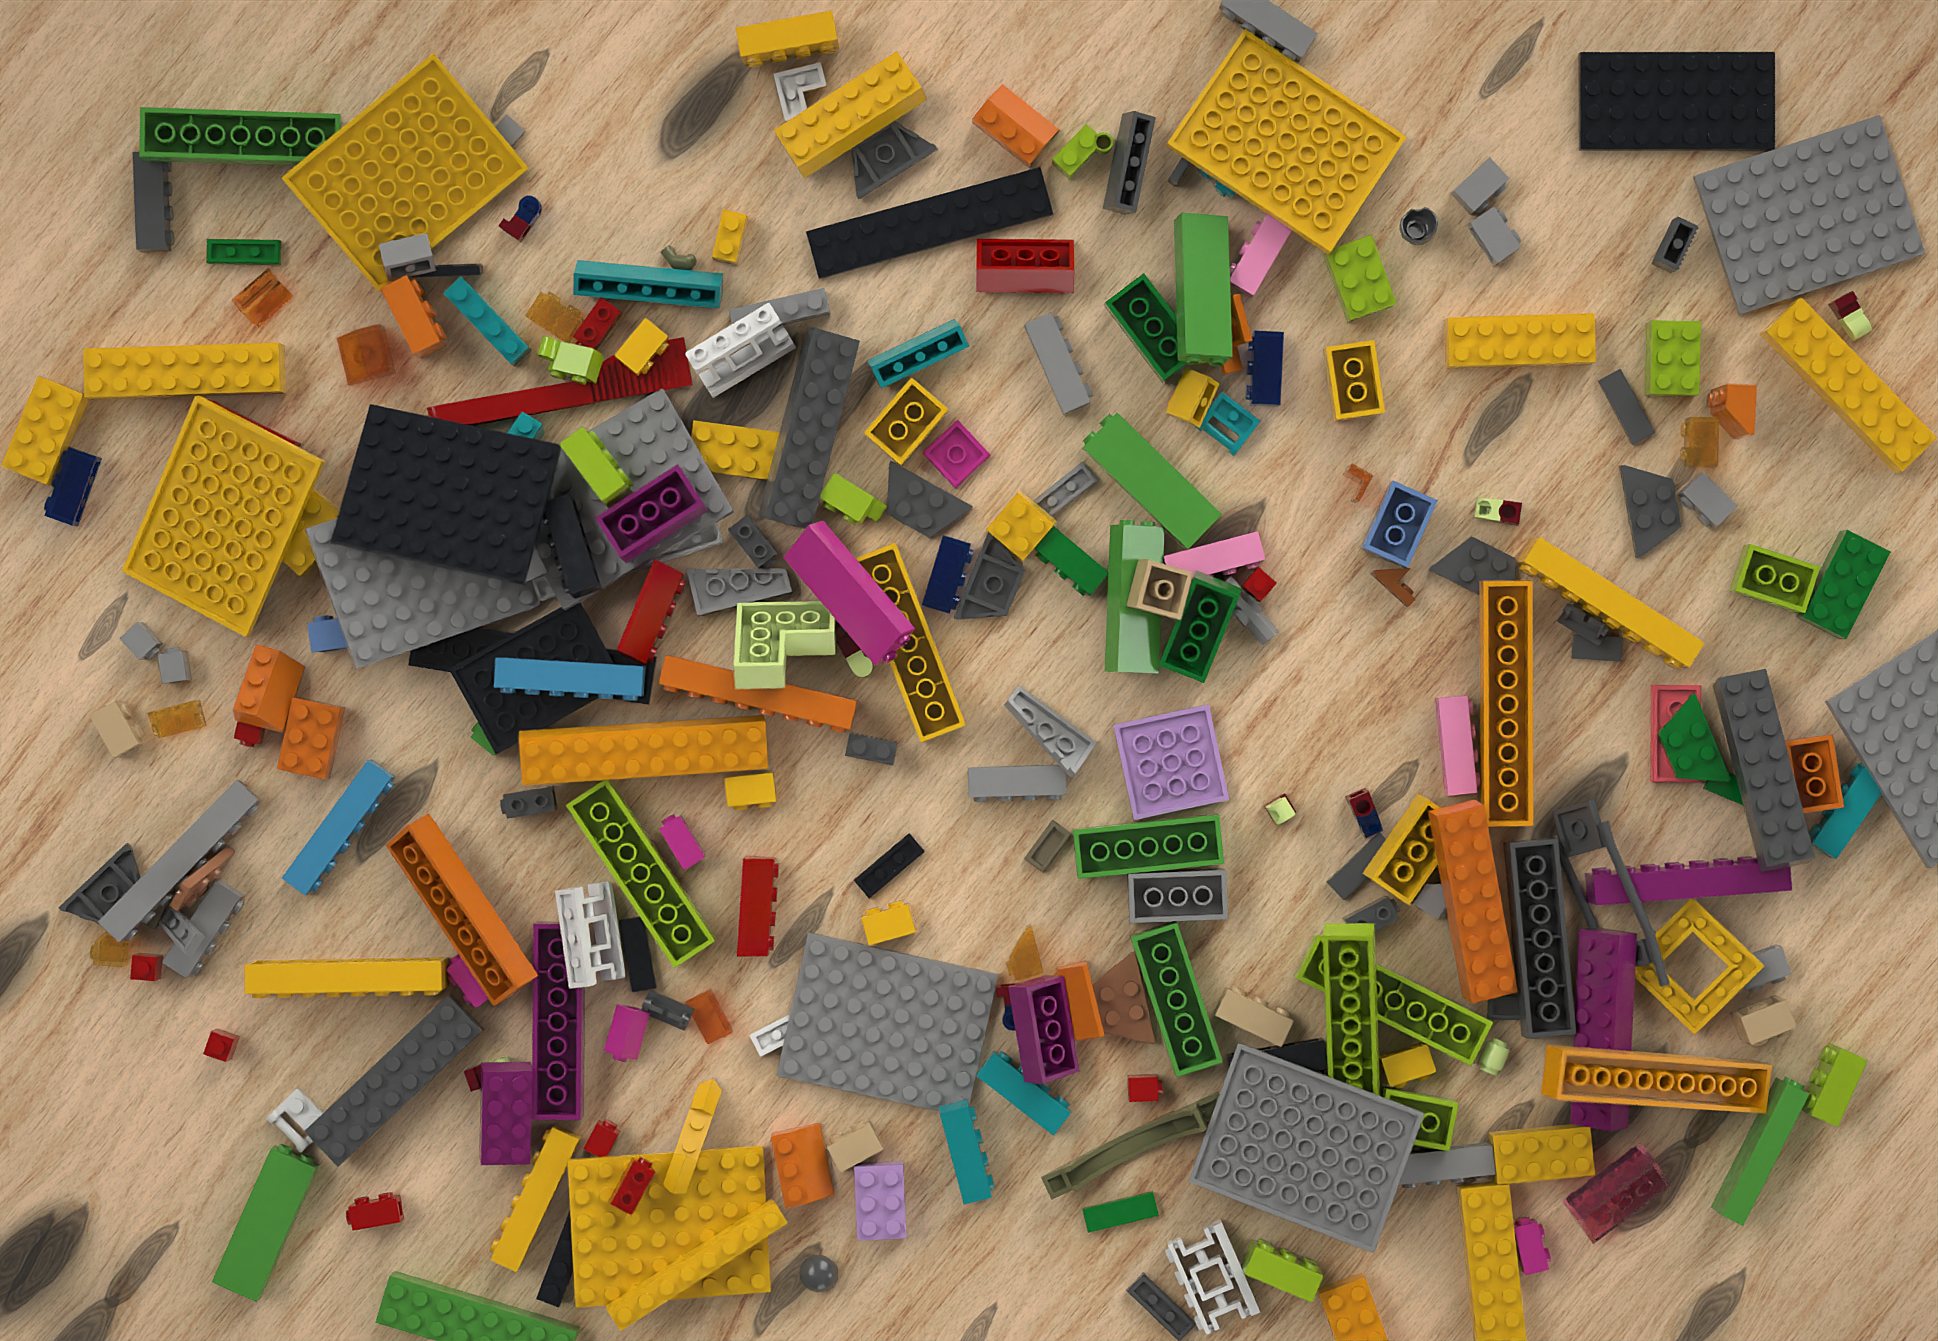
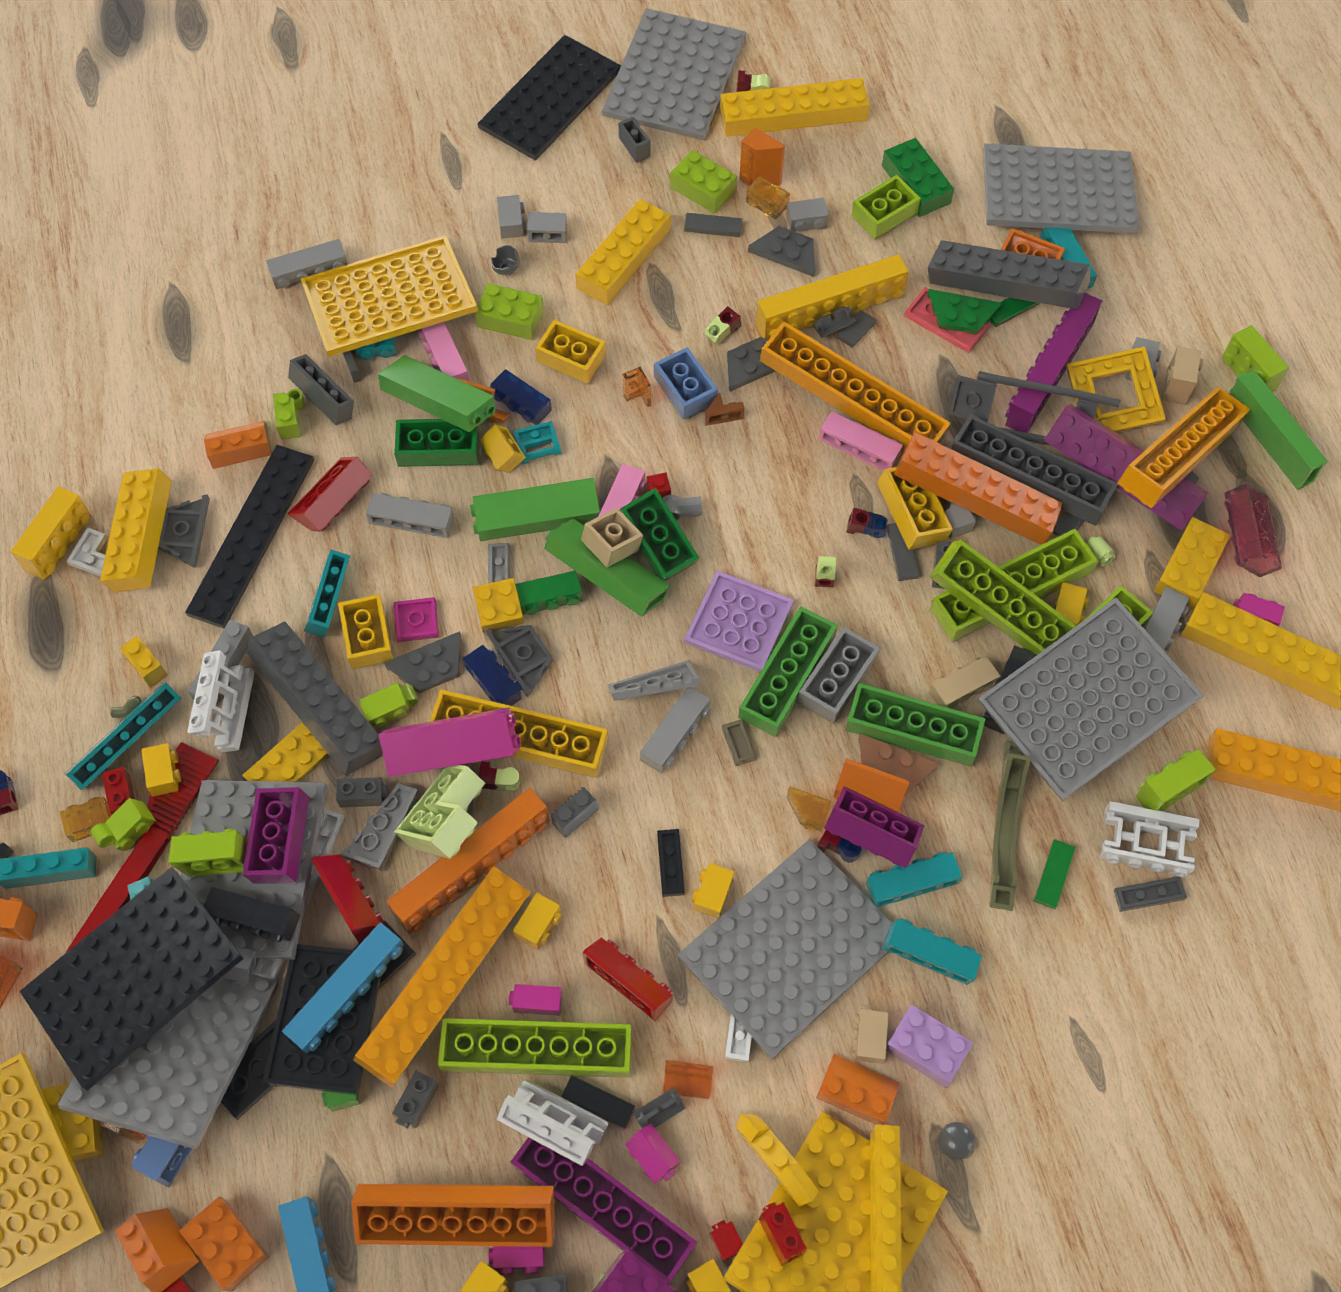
camera: 55 degrees left, 25 degrees down
(1144, 1087) = (967, 792): red brick -> none

